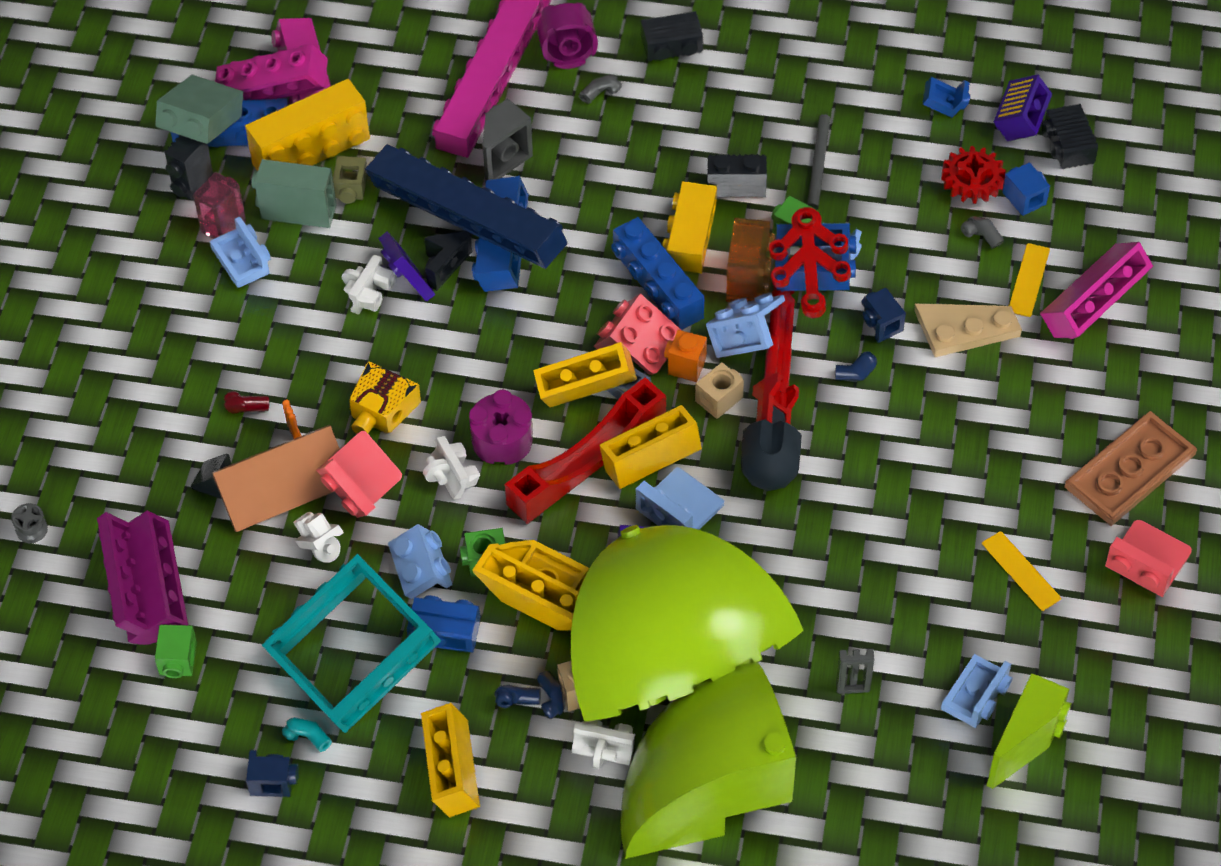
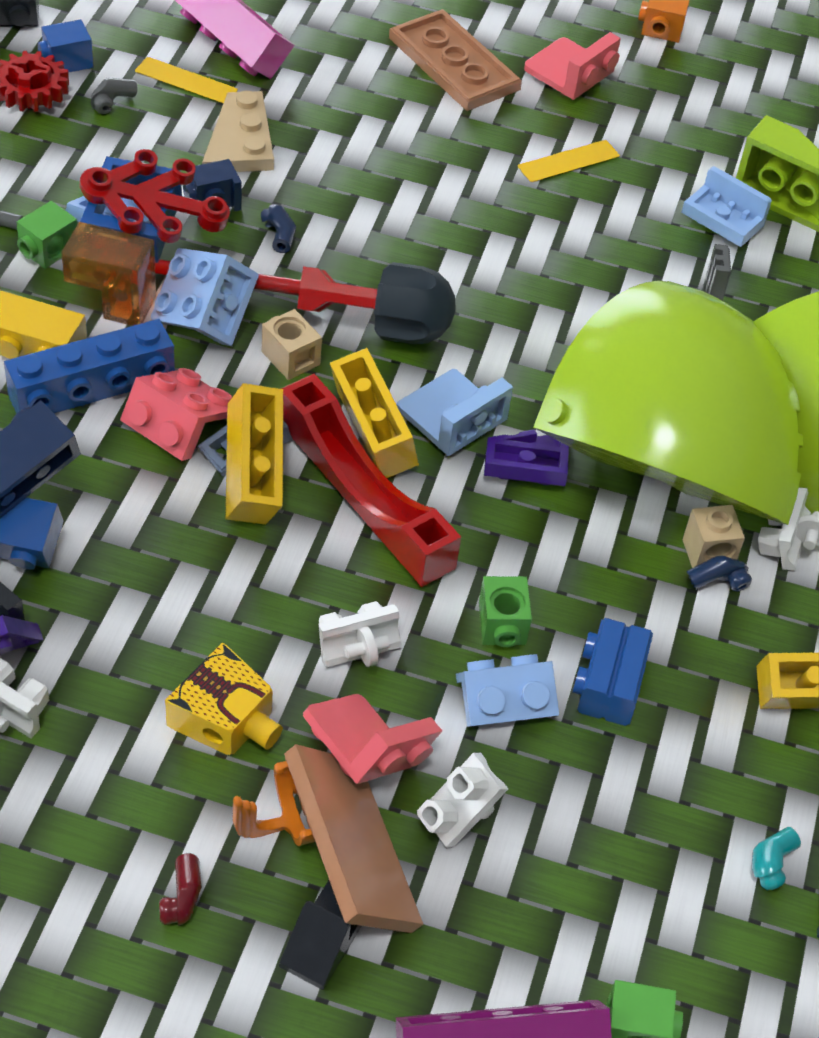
camera: 90 degrees left, 5 degrees down
(384, 676) = (710, 732): teal window -> none
(501, 428) = (308, 565): magenta brick -> none
(508, 694) = (718, 610): dark blue arm -> none
(533, 580) = (579, 540): yellow wedge -> none
(686, 355) = (232, 361): orange brick -> none

